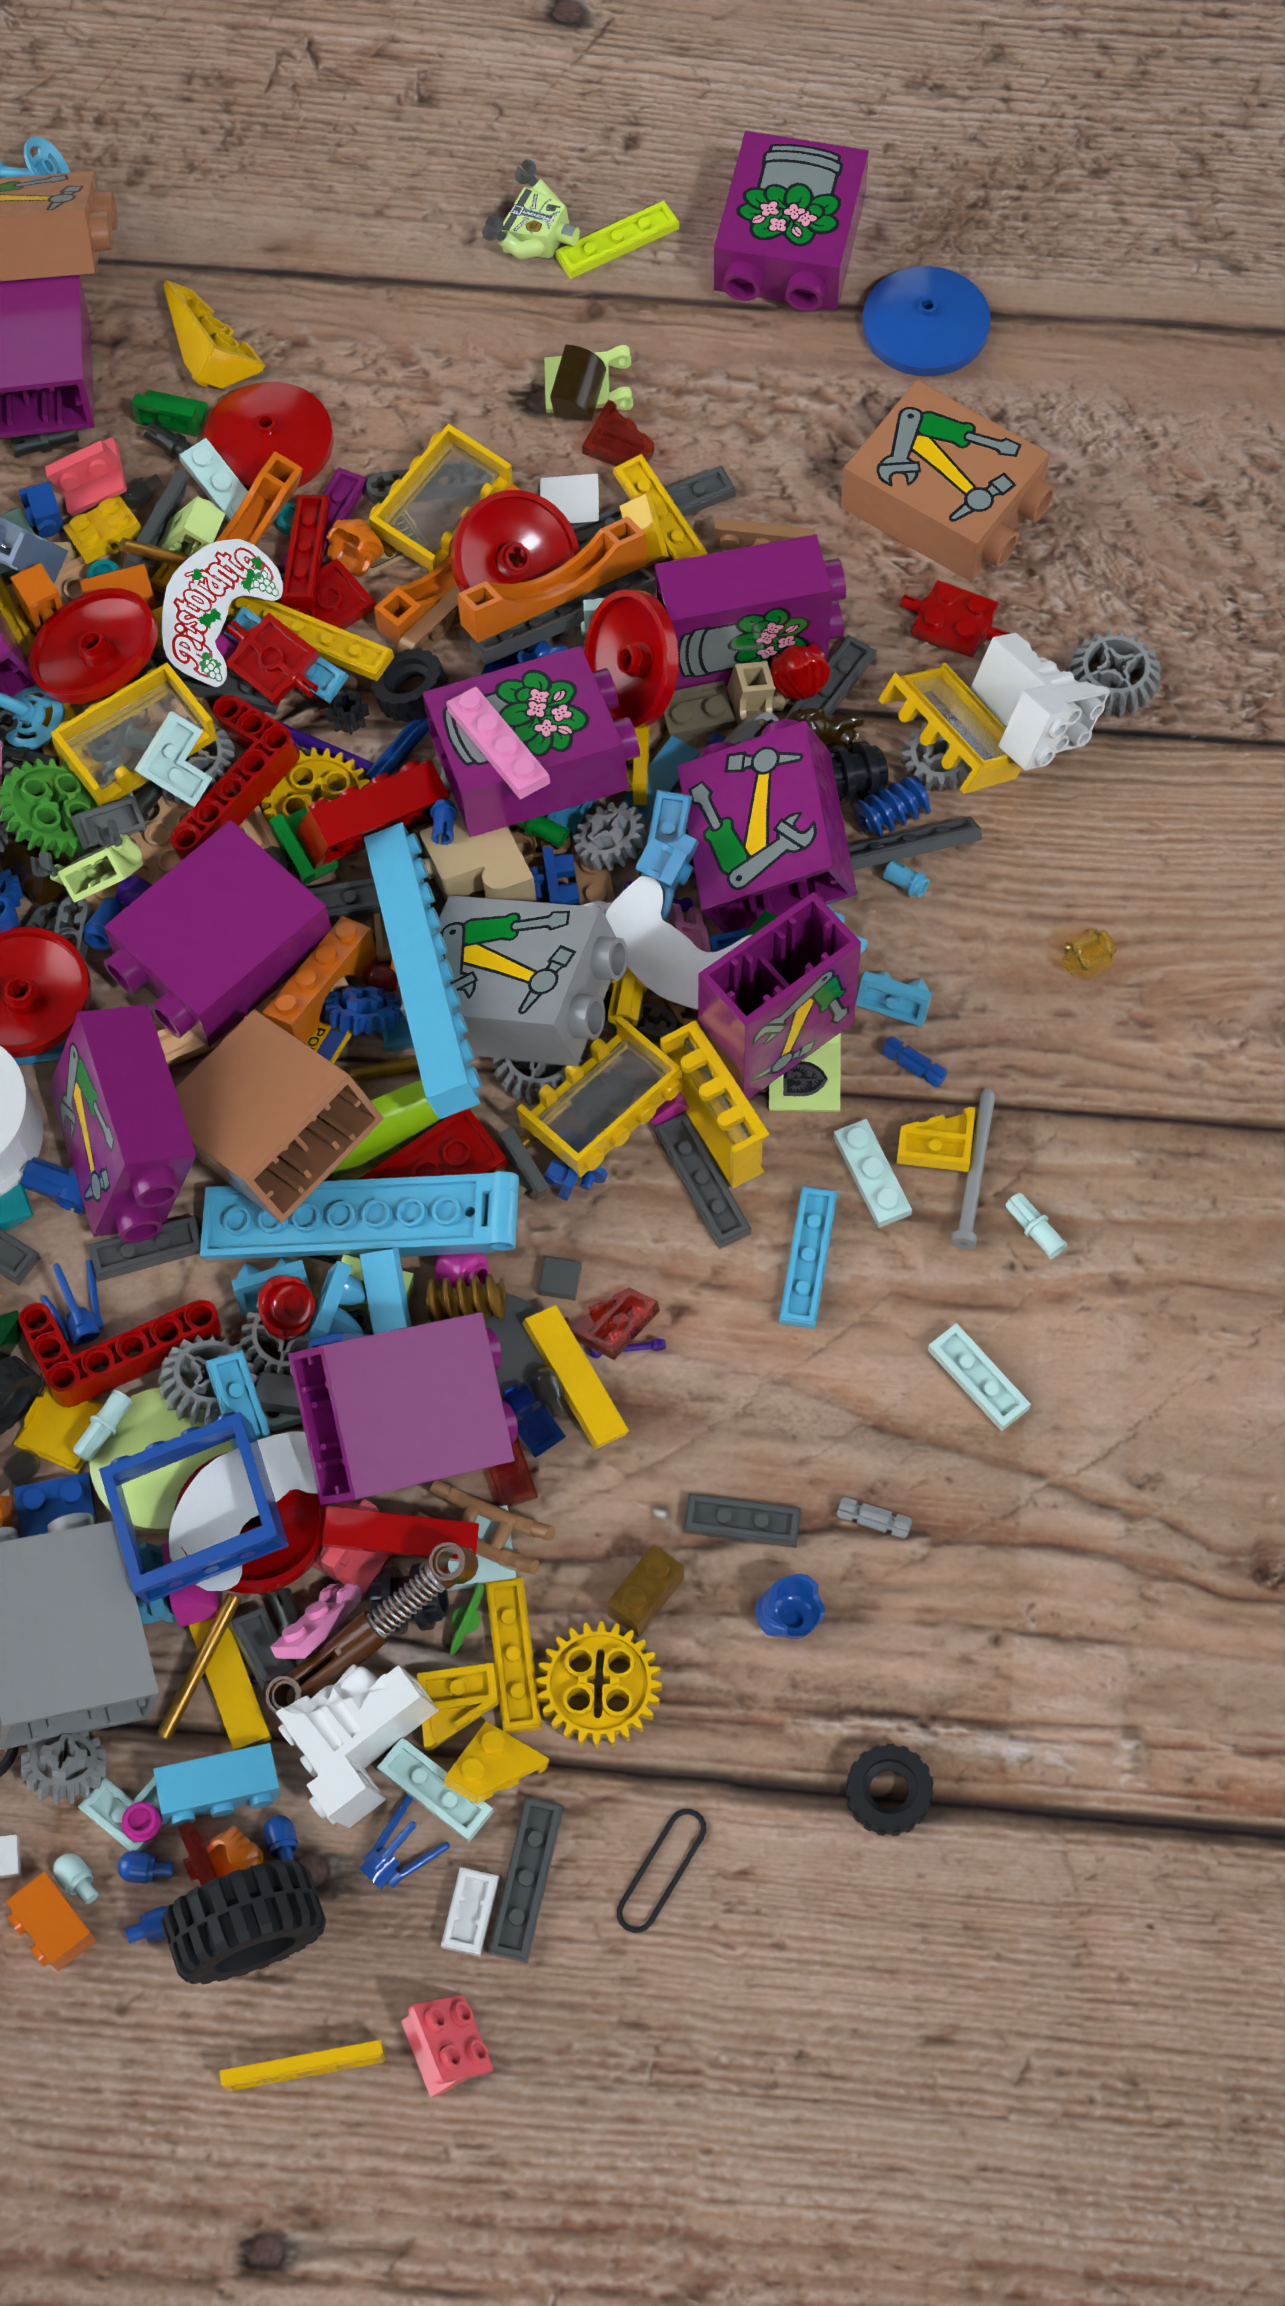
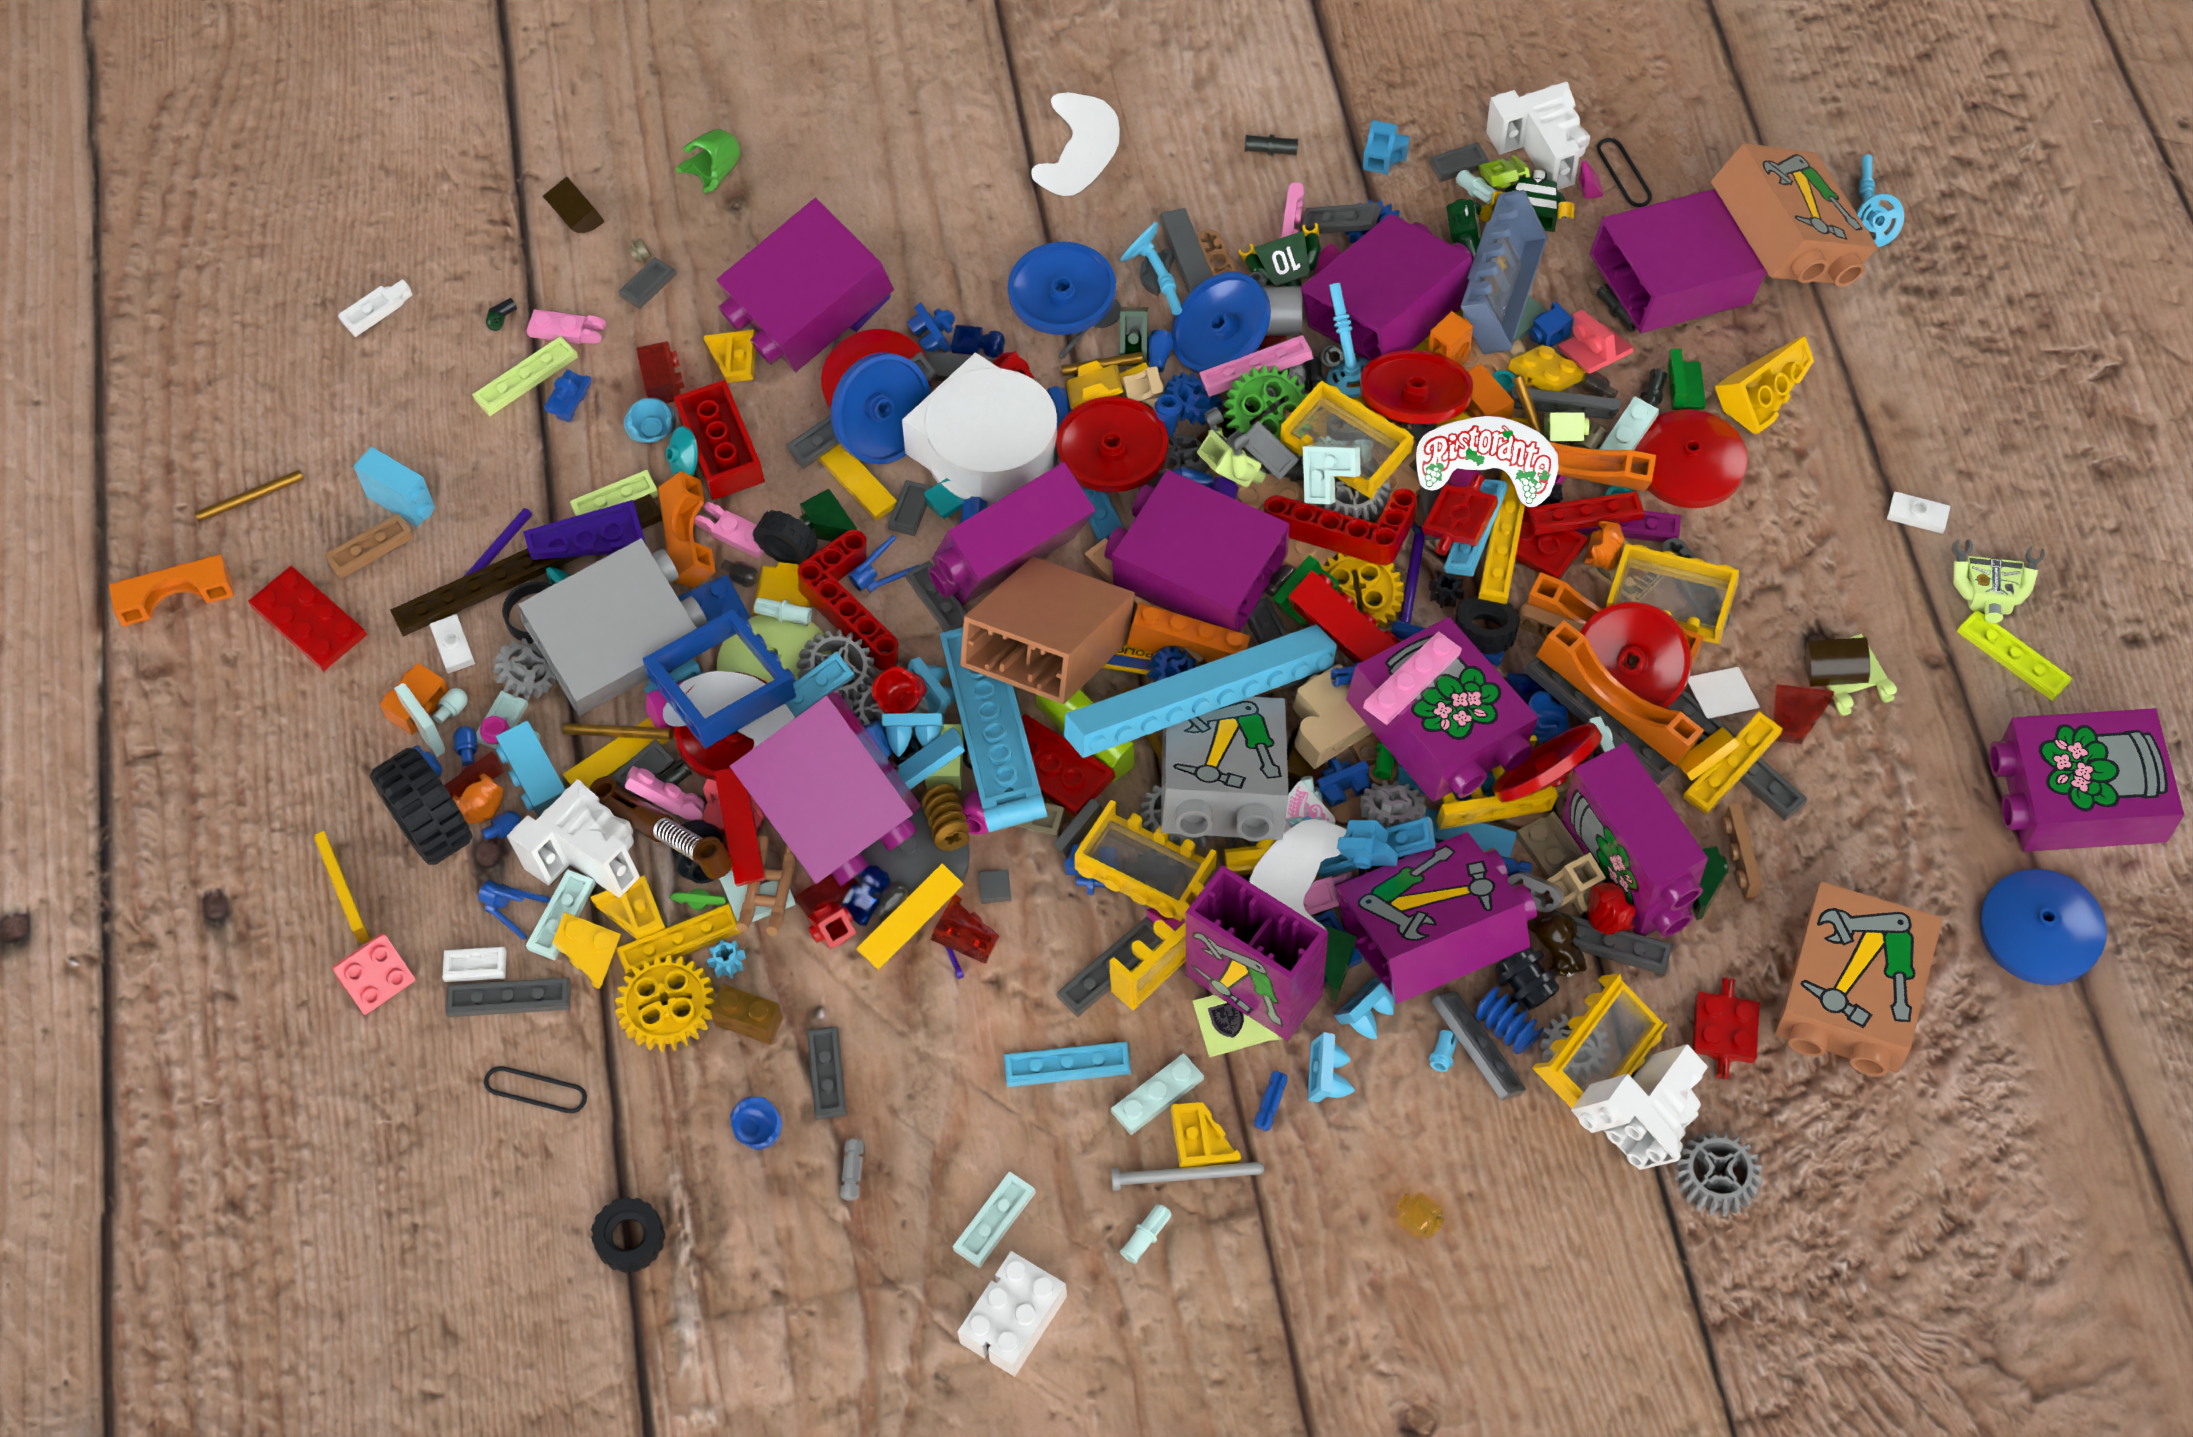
camera: 75 degrees right, 5 degrees down
(106, 1907) = (421, 718): none -> light aqua tile
(419, 261) = (1918, 512): none -> white plate
(560, 1465) = (830, 924): none -> red brick
(562, 1588) = (723, 951): none -> medium azure gear
(1101, 1381) = (1012, 1313): none -> white piece

